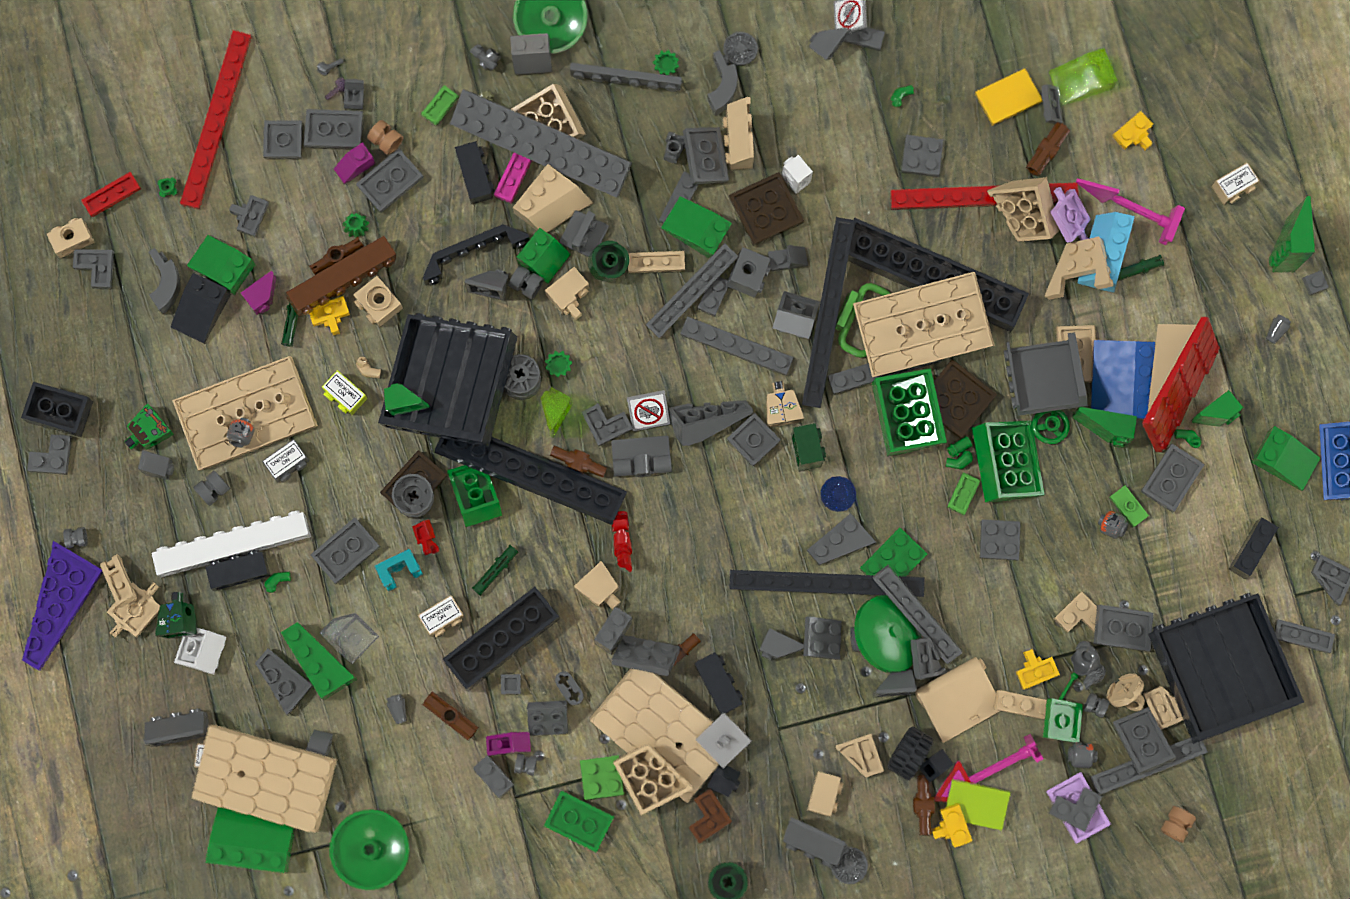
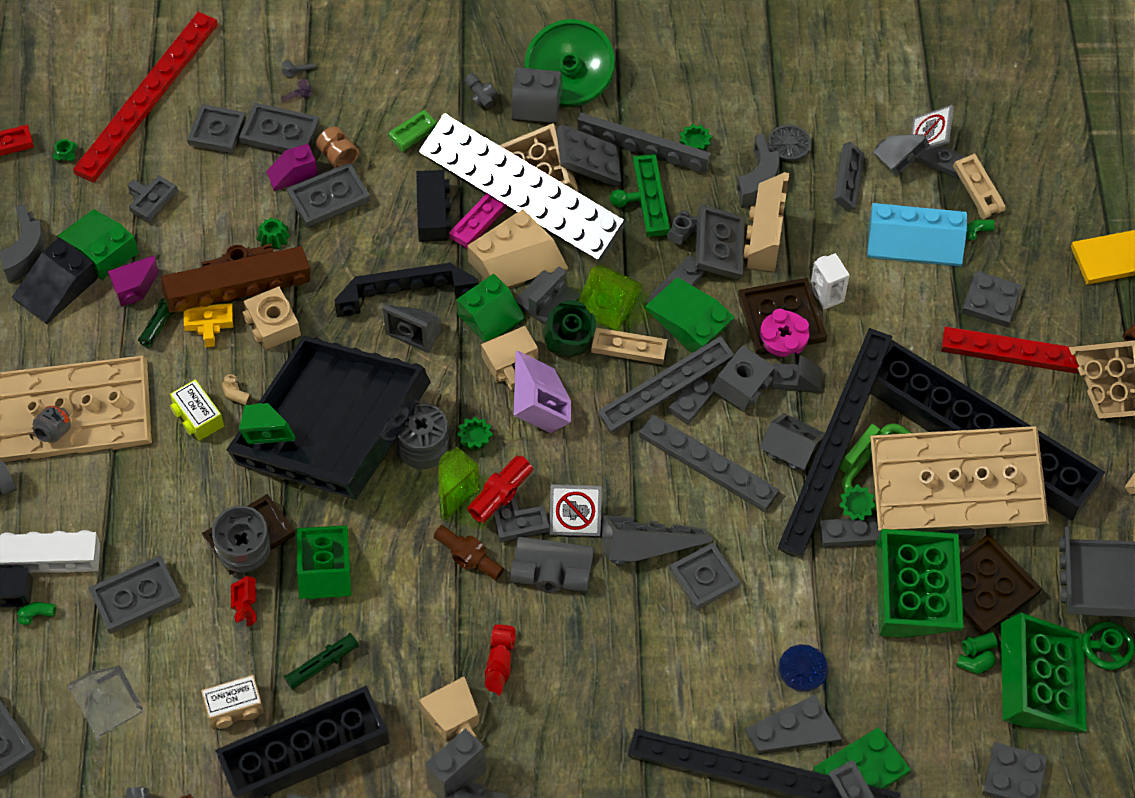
camera: 15 degrees right, 20 degrees down
(286, 461) = (96, 472): brick -> none
(318, 663) = (53, 730): green wedge -> none
(353, 94) = (315, 98): dark grey bracket -> none
(395, 565) = (191, 621): teal panel -> none
(526, 282) = (460, 333): dark grey wheel -> none
(538, 476) = (409, 556): black plate -> none
(586, 102) = (588, 155): none -> dark grey plate
(590, 408) = (500, 489): none -> red piece
(599, 321) = (540, 395): none -> lavender slope
(630, 223) = (609, 296): none -> clear neon green slope
(640, 123) = (649, 194): none -> green plate
(769, 216) = (788, 321): none -> dark pink plate
(782, 407) = (752, 545): tan torso -> none
(793, 71) = (849, 176): none -> dark grey plate
(807, 447) = (775, 596): dark green brick -> none
(853, 358) = (857, 502): none -> green piece
(855, 113) = (916, 234): none -> medium azure slope
(896, 57) = (979, 186): none -> tan plate
(963, 493) = (974, 704): bright green plate -> none

